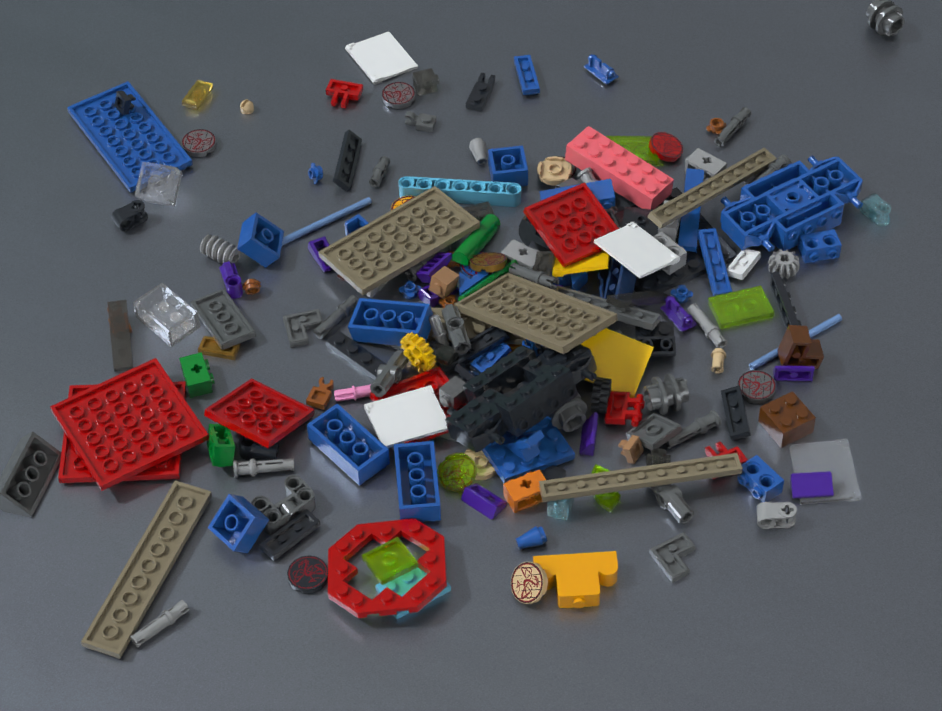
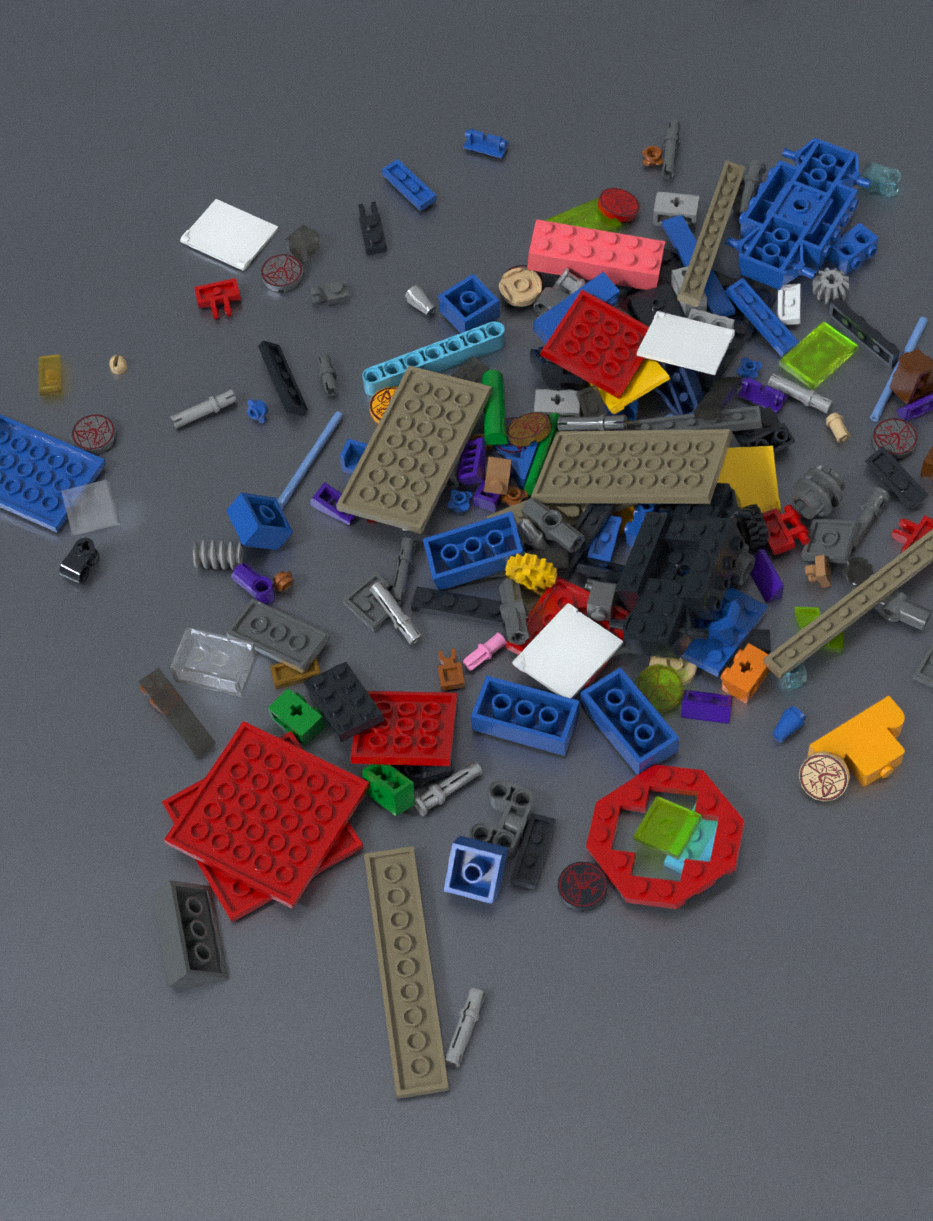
camera: 25 degrees left, 10 degrees up
(231, 377) = (343, 701): none -> black plate
(281, 157) = (203, 408): none -> light grey pin
(311, 346) = (401, 620): none -> light grey pin

